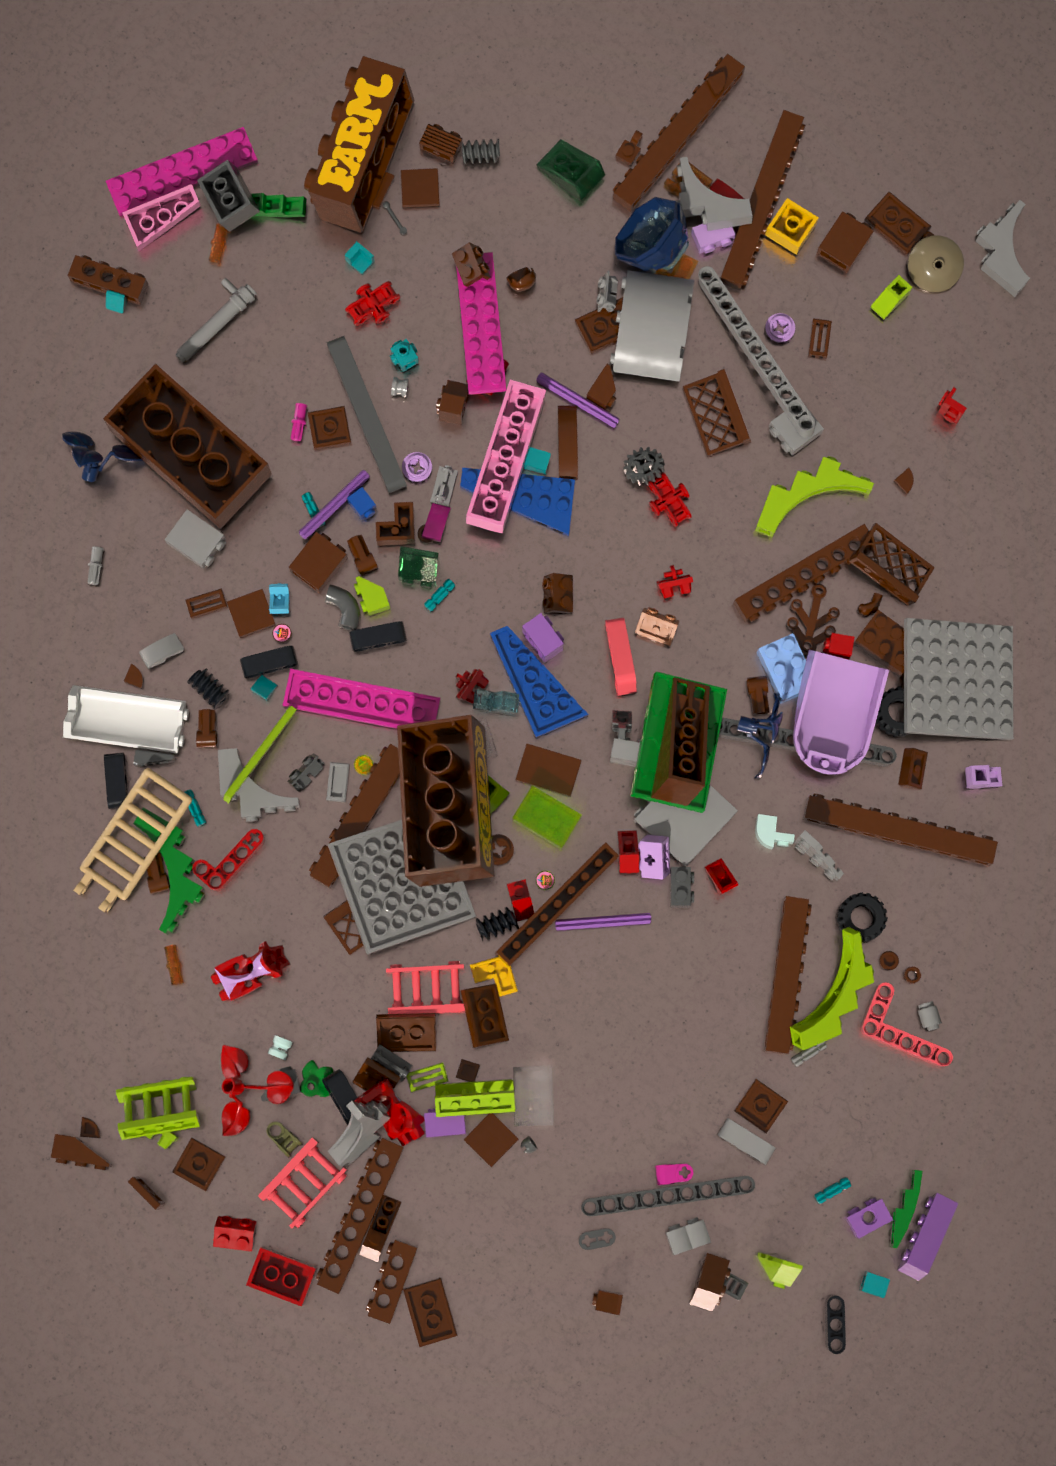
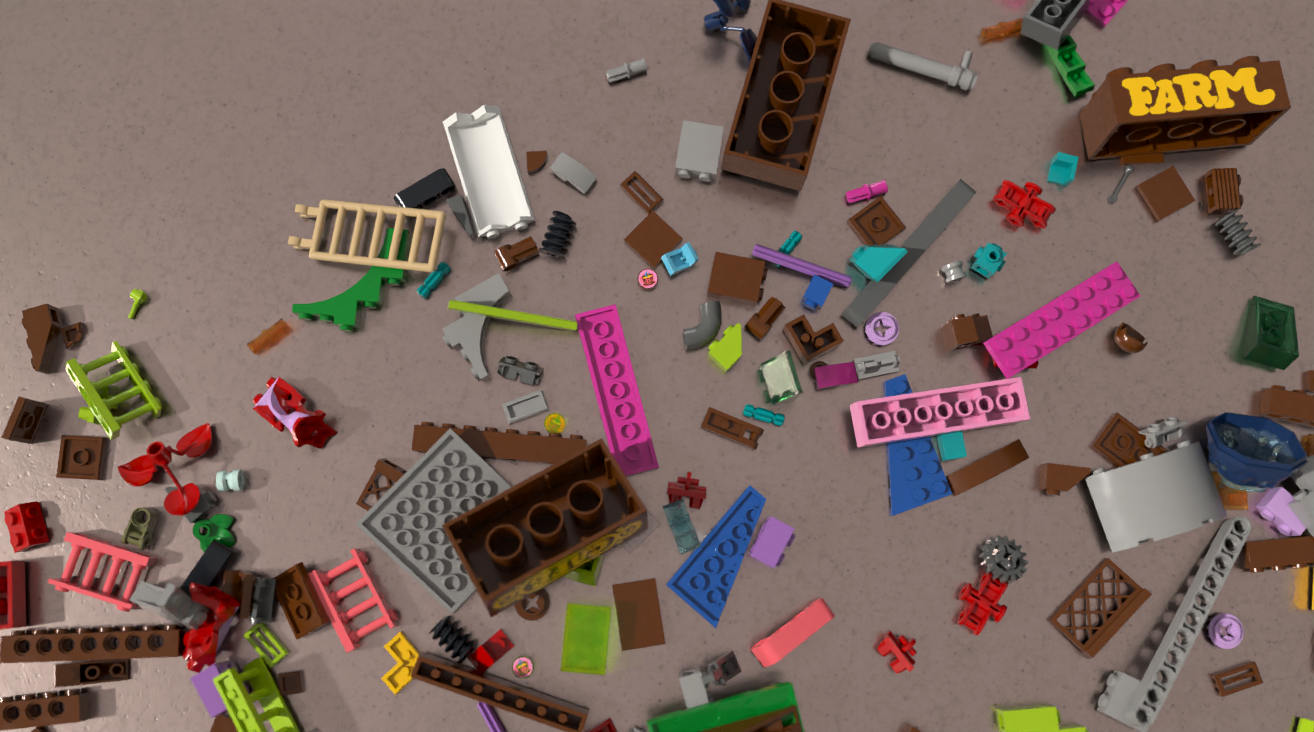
camera: 65 degrees right, 0 degrees up
(85, 1059) = (139, 297): none -> lime hand
(157, 878) = (346, 277): reddish brown piece -> none
(232, 857) = (400, 341): red beam -> none
(263, 687) = (585, 288): teal slope -> none
(268, 661) = (612, 280): black beam -> none
(360, 442) = (876, 260): none -> teal slope
(377, 636) = (690, 374): black beam -> none
(437, 625) = (731, 428): none -> reddish brown plate
(471, 264) = (1118, 279): reddish brown bracket -> none
(484, 1015) = (352, 673): reddish brown tile -> none
(558, 593) = (825, 534): reddish brown bracket -> none
(577, 400) = (1035, 456): medium lavender axle -> none
(657, 626) = (843, 655): bracket -> none

